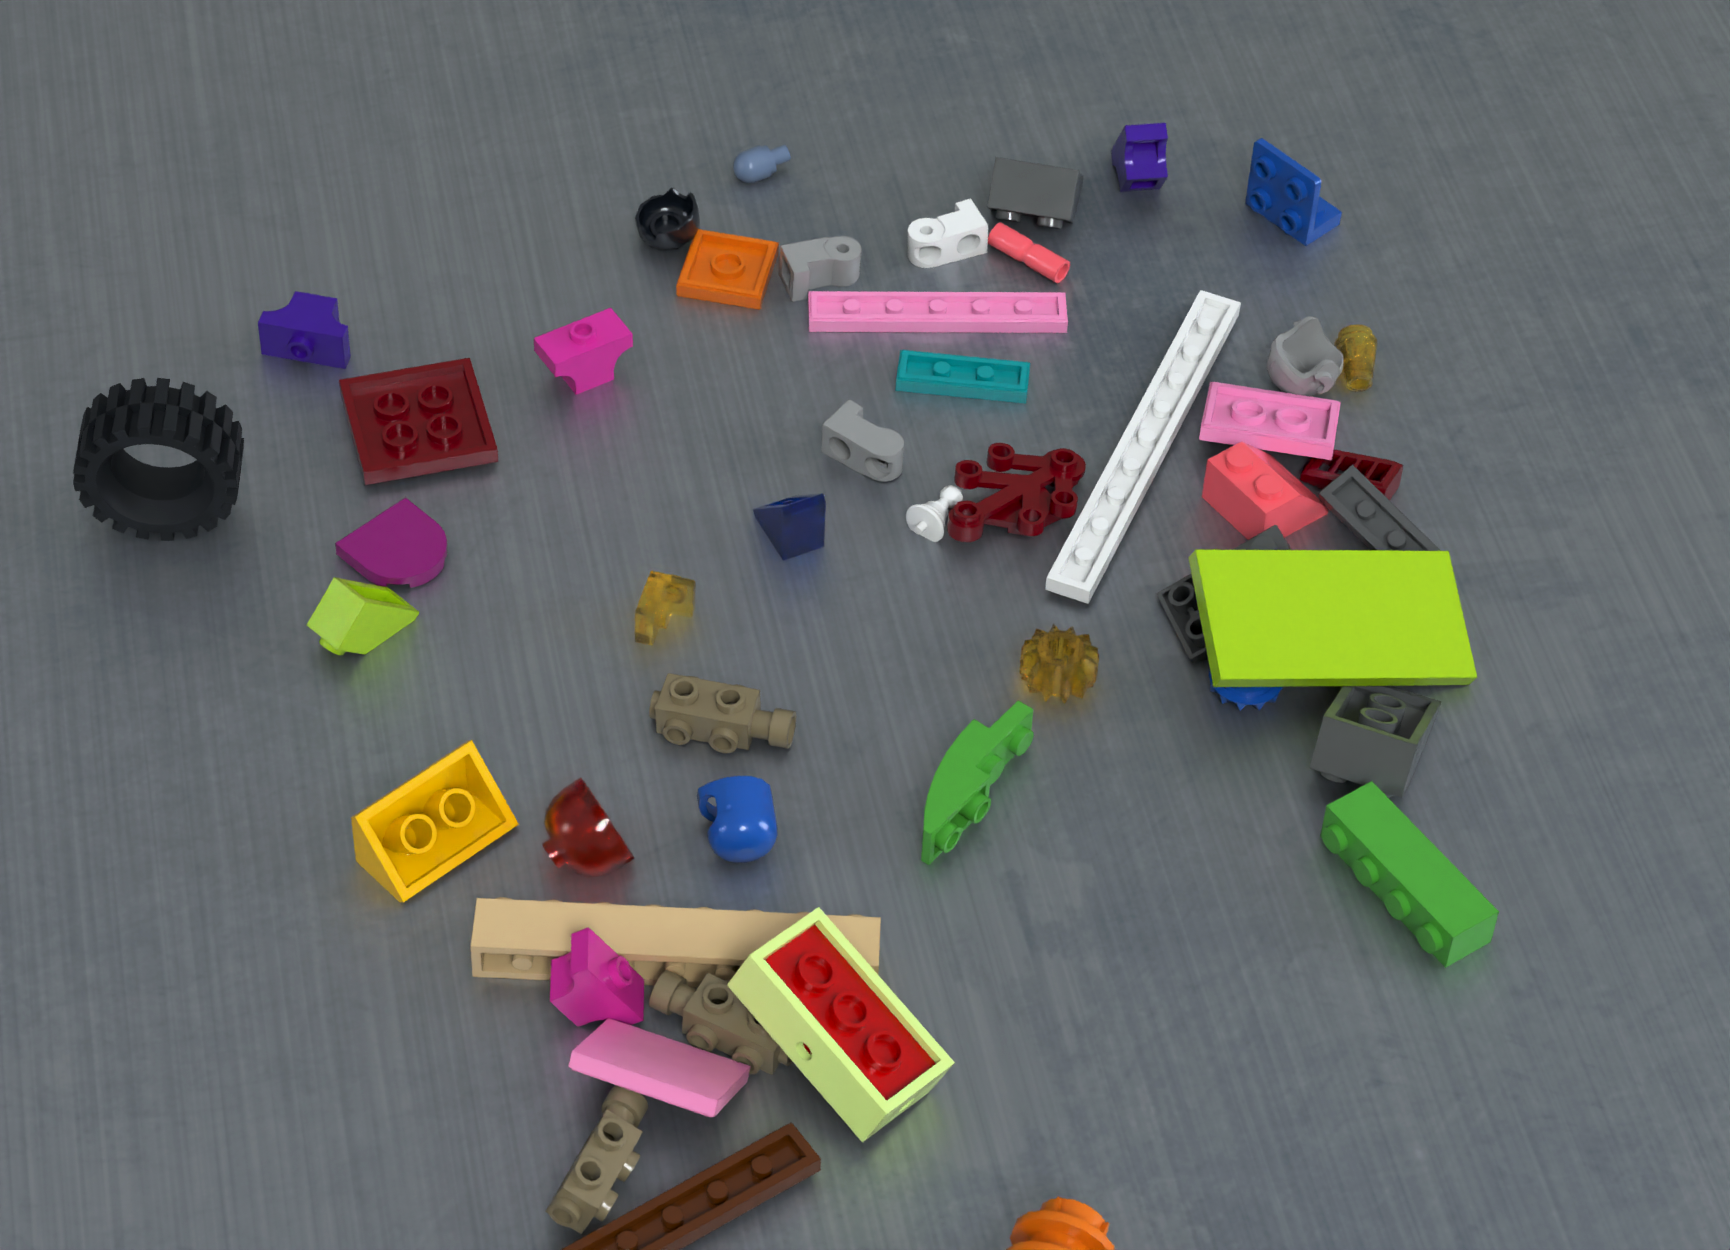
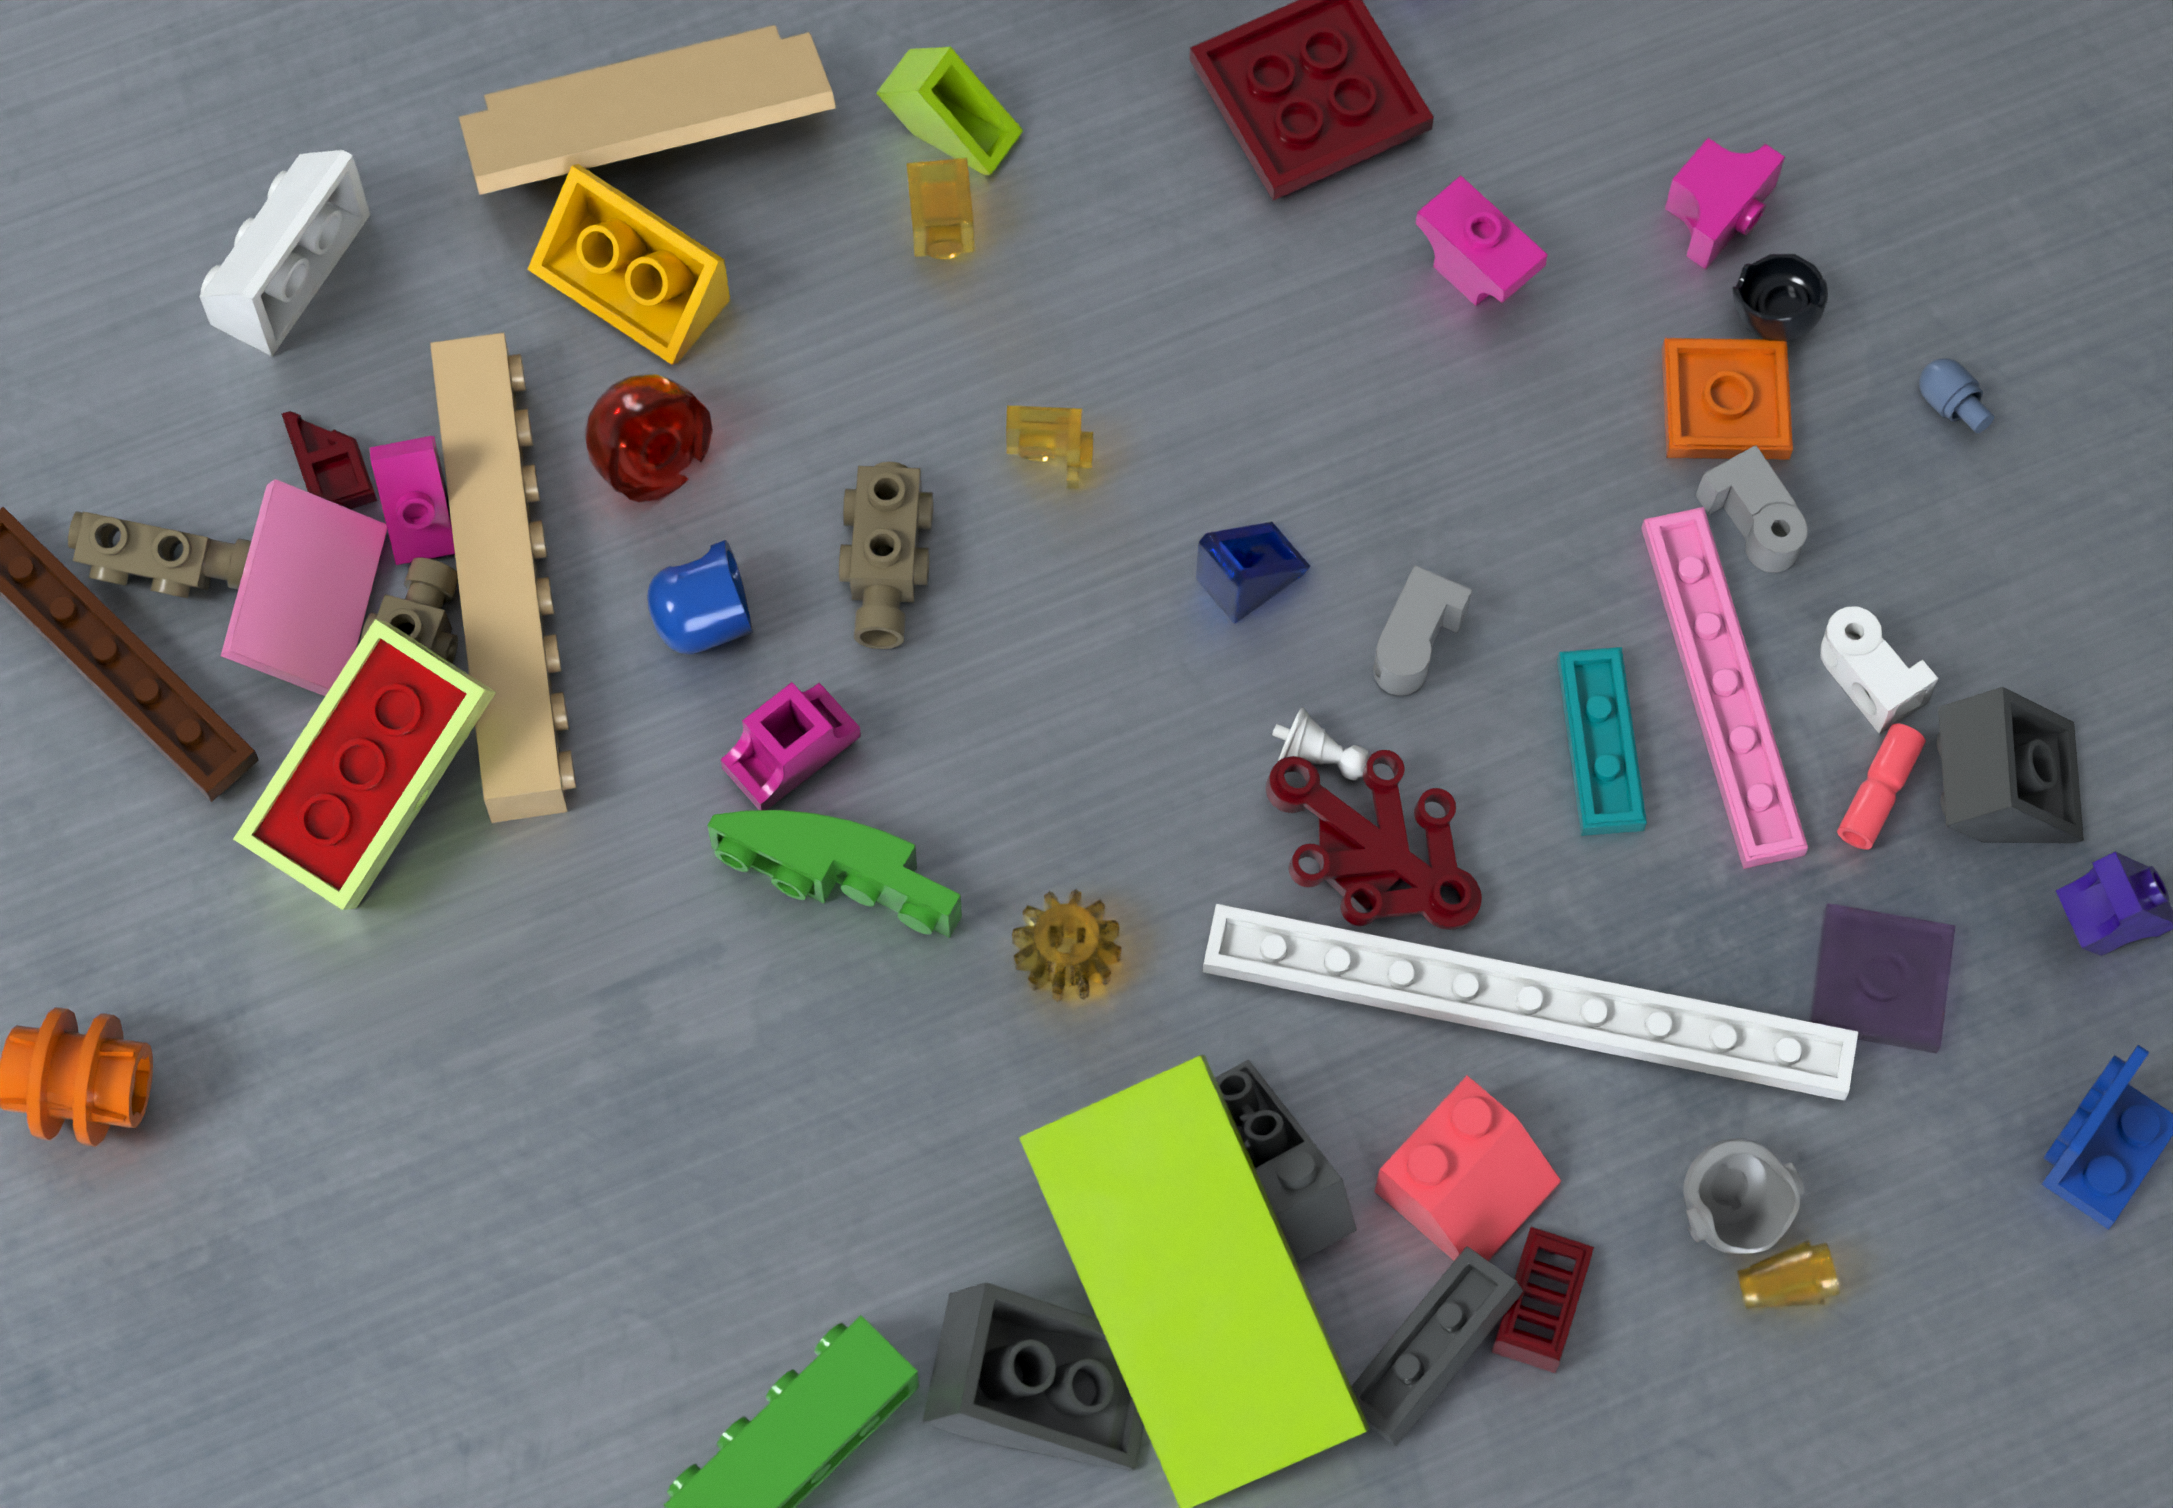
camera: 80 degrees right, 20 degrees up
(299, 794) = (644, 106): none -> tan slope
(344, 1035) = (286, 250): none -> white slope
(396, 547) = (1091, 122): magenta tile -> none
(447, 635) = (940, 208): none -> clear yellow brick
(537, 1054) = (329, 463): none -> dark red tile
(582, 235) = (1722, 195): none -> dark pink brick
(870, 789) = (788, 743): none -> dark pink brick
(1157, 281) = (1883, 977): none -> clear purple tile
(1270, 420) = (1618, 1168): bright pink tile -> none

